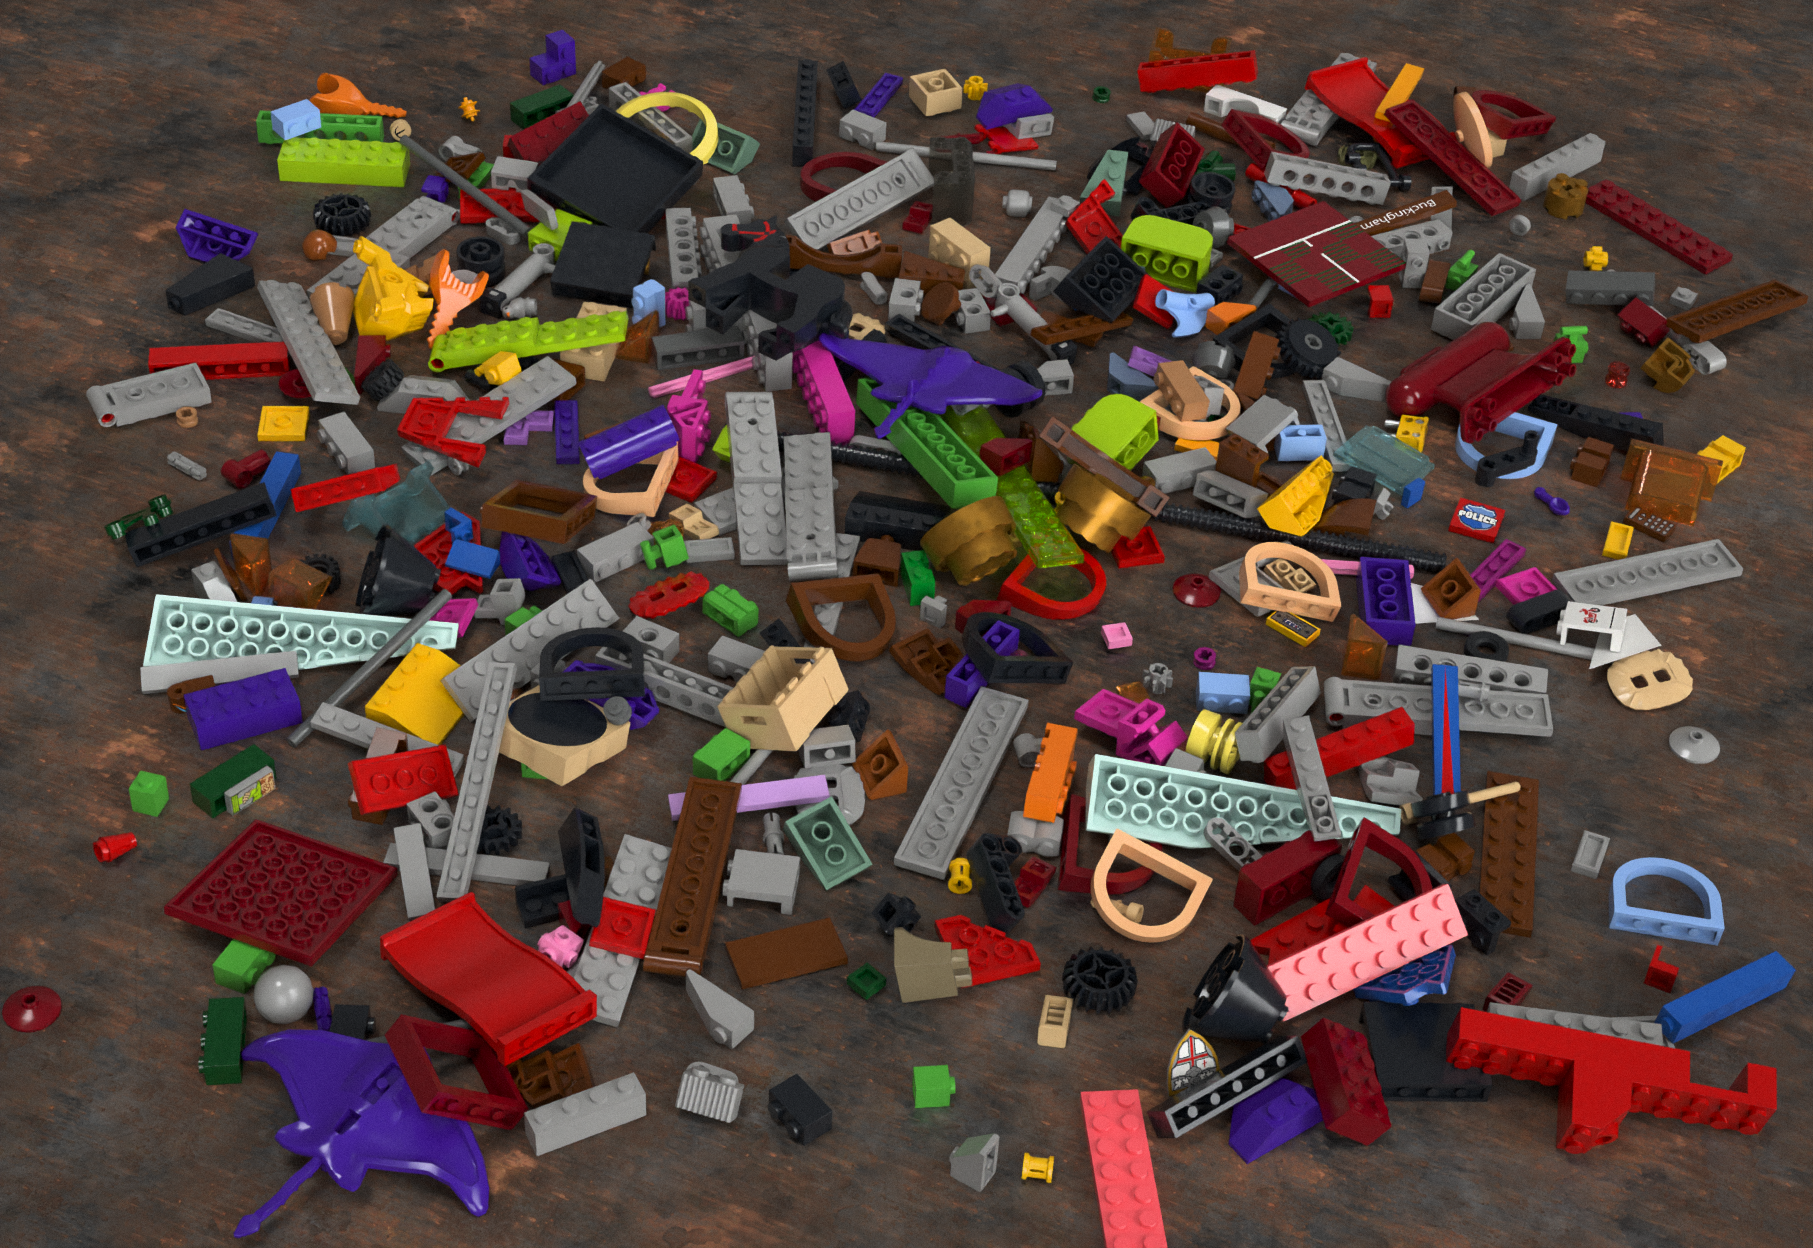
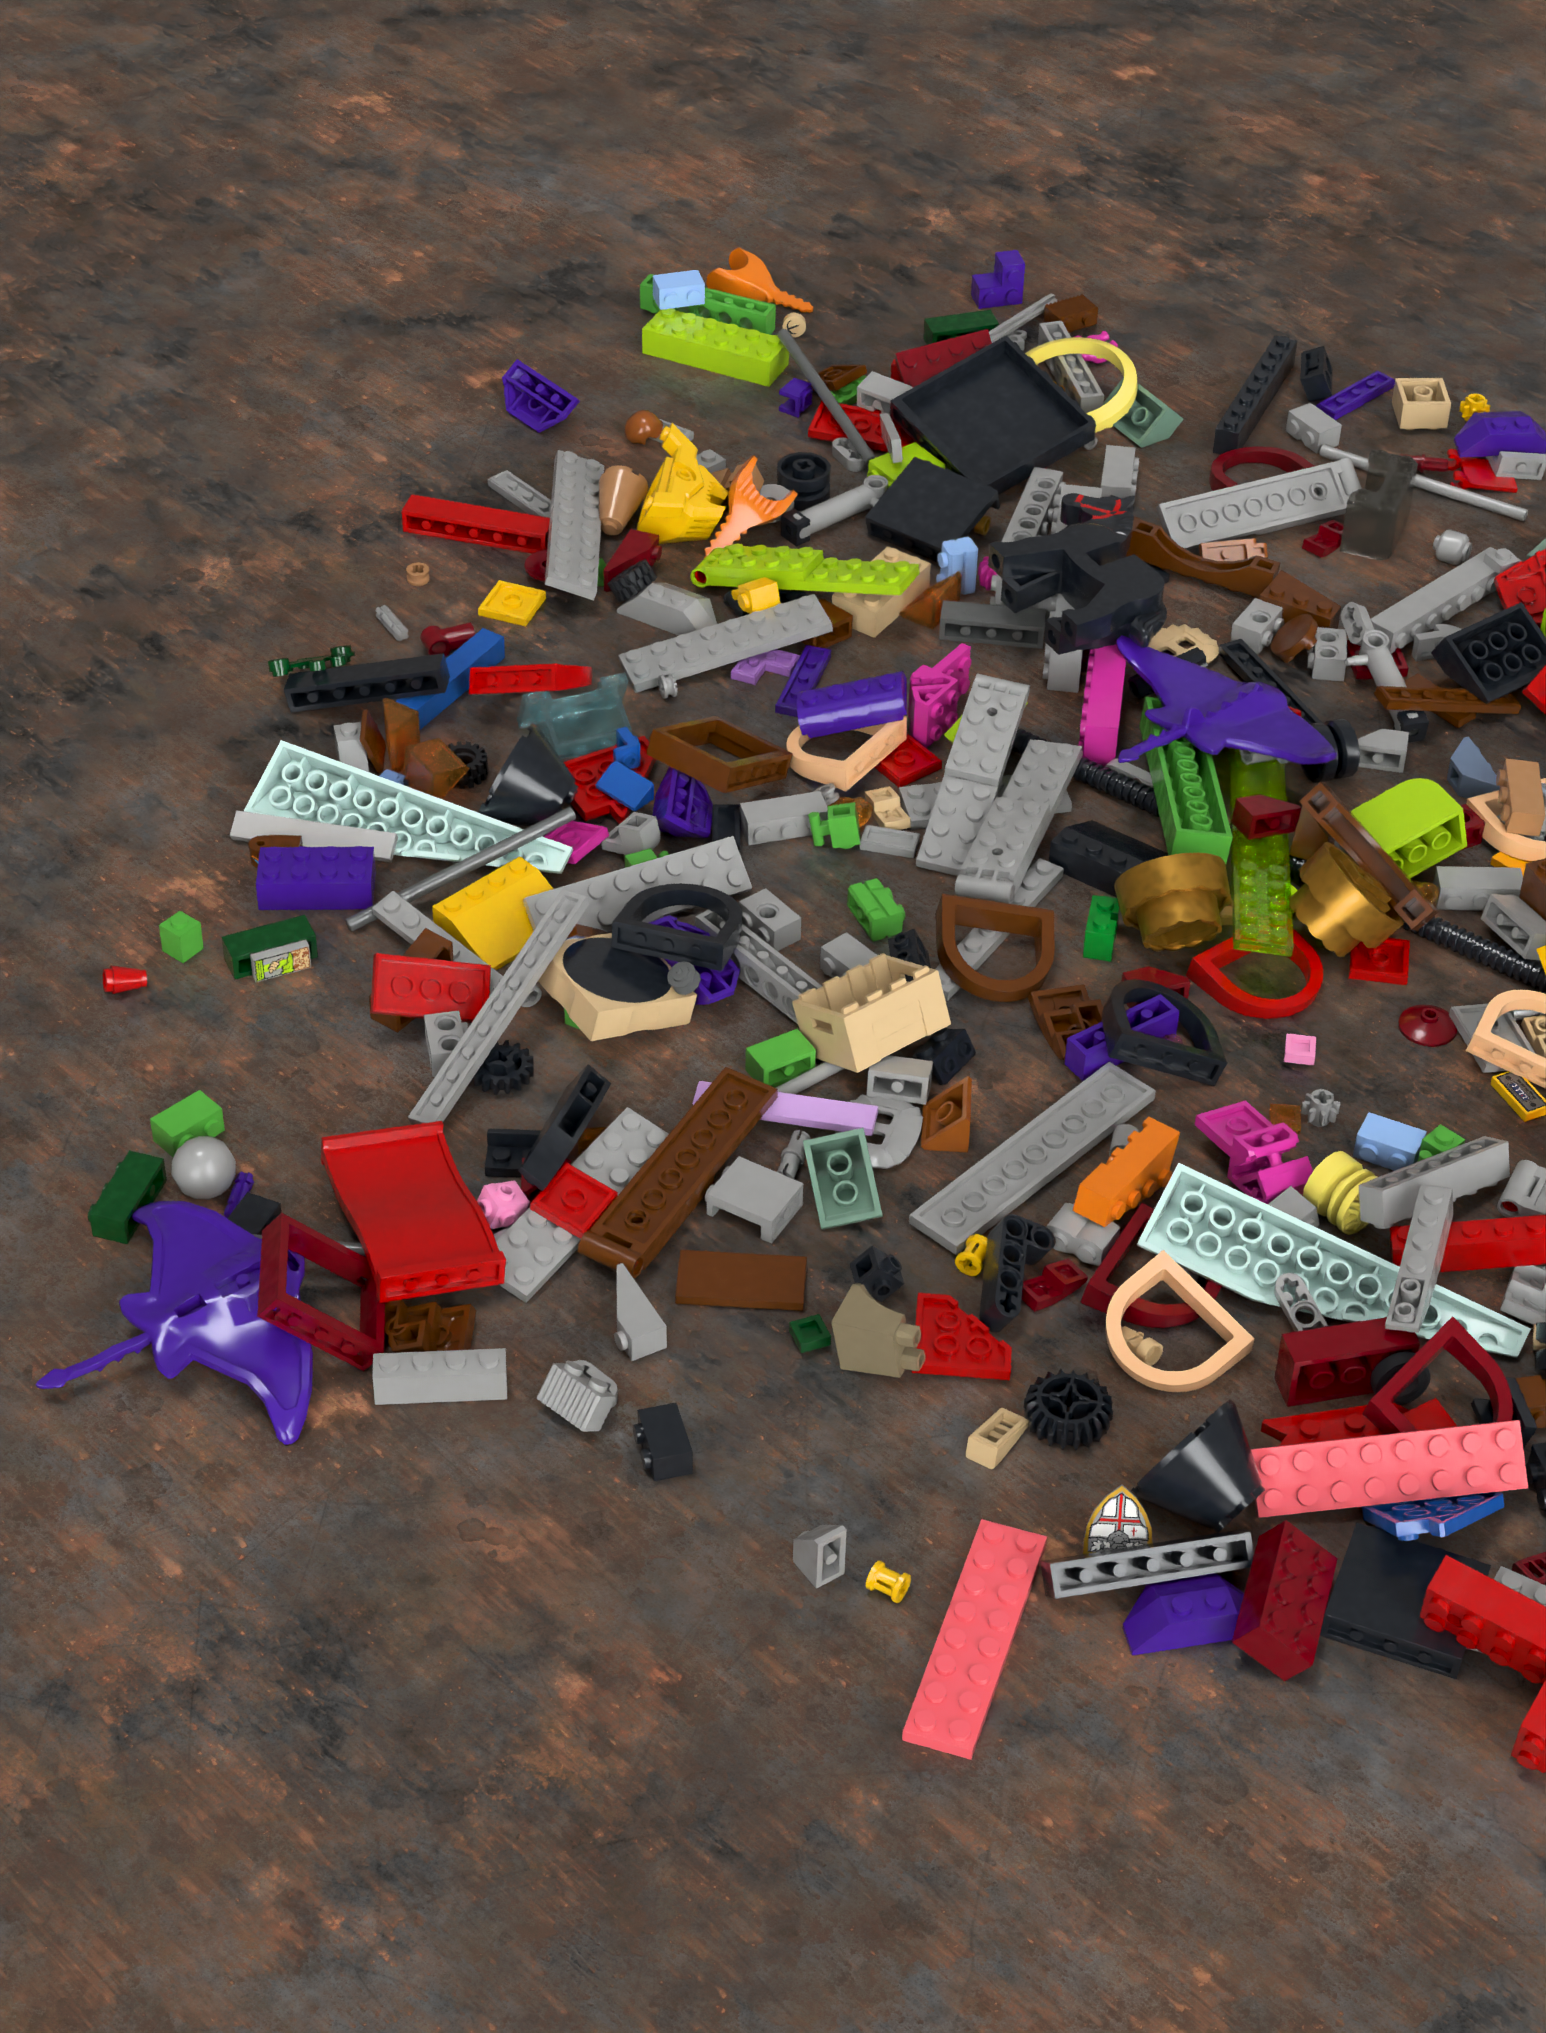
camera: 25 degrees right, 0 degrees up
(149, 395) = (388, 543): light grey hinge -> none
(210, 284) = (509, 444): black slope -> none
(281, 892) = (257, 1068): dark red tile -> none
(342, 214) = (684, 401): black gear -> none
(346, 443) = (561, 635): light grey brick -> none
(402, 234) = (736, 435): light grey hinge -> none
(414, 870) = (400, 1082): light grey tile -> none
(431, 418) = (659, 629): red wing -> none
(455, 147) = (843, 354): light grey piece -> none
(469, 109) = (879, 317): light orange wheel -> none
(486, 867) = (472, 1103): light grey tile -> none
(520, 308) = (822, 539): light grey animal -> none
(646, 602) = (815, 876): red piece -> none
(708, 375) = (988, 657): bright pink axle -> none
(873, 288) = (1228, 604): light grey bar -> none
(879, 557) = (1069, 898): reddish brown torso -> none
(932, 1086) = (819, 1462): bright green brick -> none
(933, 611) = (1102, 968): light grey tile -> none
(957, 247) = (1344, 578): tan brick -> none
(1145, 360) = (1500, 749): medium lavender tile -> none
(1204, 652) = (1396, 1108): magenta bush -> none

